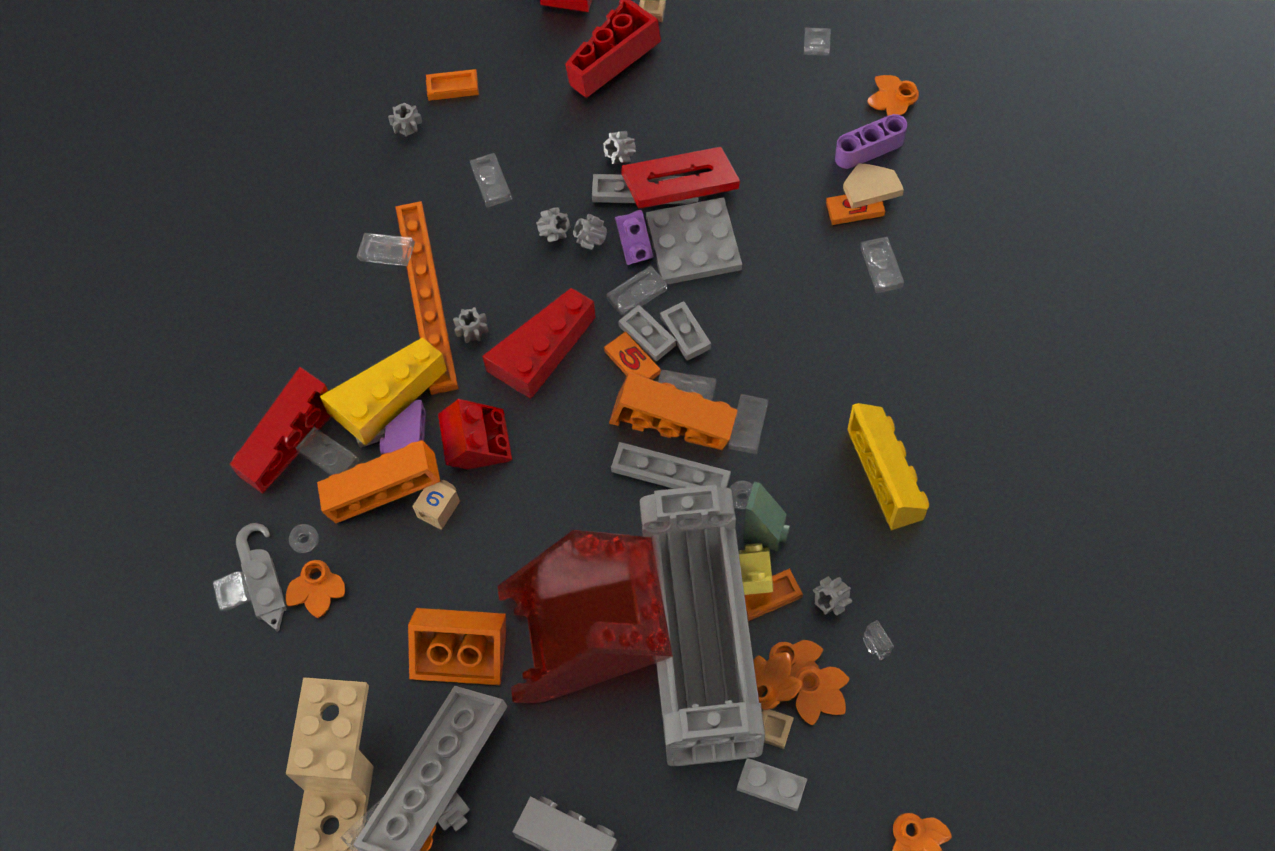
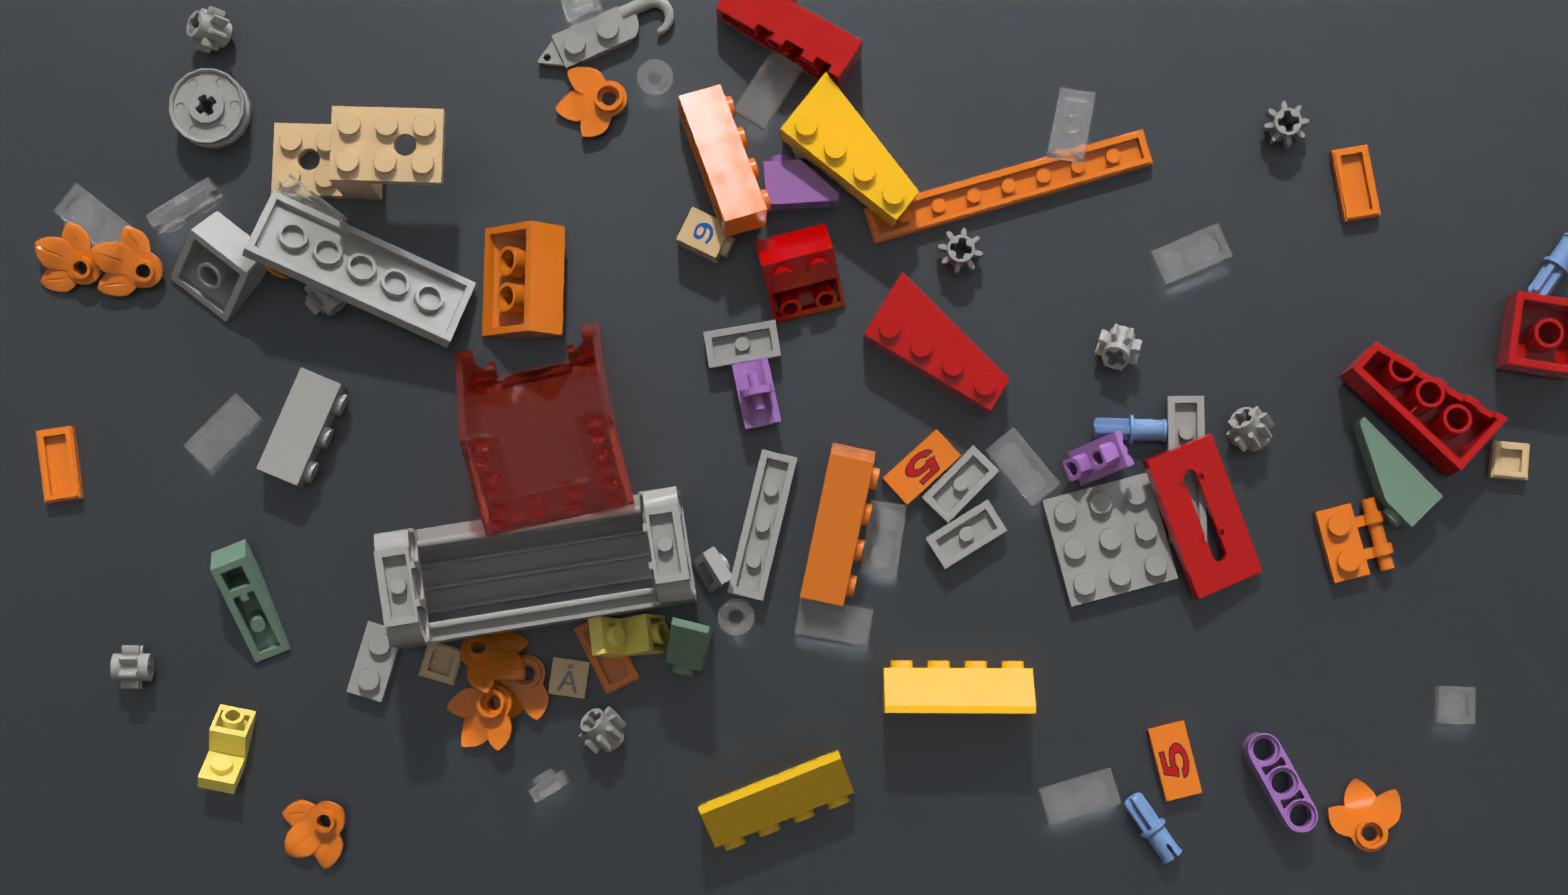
camera: 85 degrees right, 20 degrees up
(526, 480) = (742, 344): none -> light grey plate
(566, 468) = (756, 393): none -> medium lavender hips
(590, 231) = (1109, 397): light grey gear -> none
(615, 209) = (1131, 428): none -> medium blue axle
(659, 68) = (1395, 481): none -> sand green slope
(703, 101) = (1342, 541): none -> orange plate
(788, 624) = (569, 677): none -> tan tile
(803, 336) = (958, 689): none -> yellow slope
(871, 185) = (1207, 781): tan slope -> none
(905, 220) = (1152, 827): none -> medium blue axle

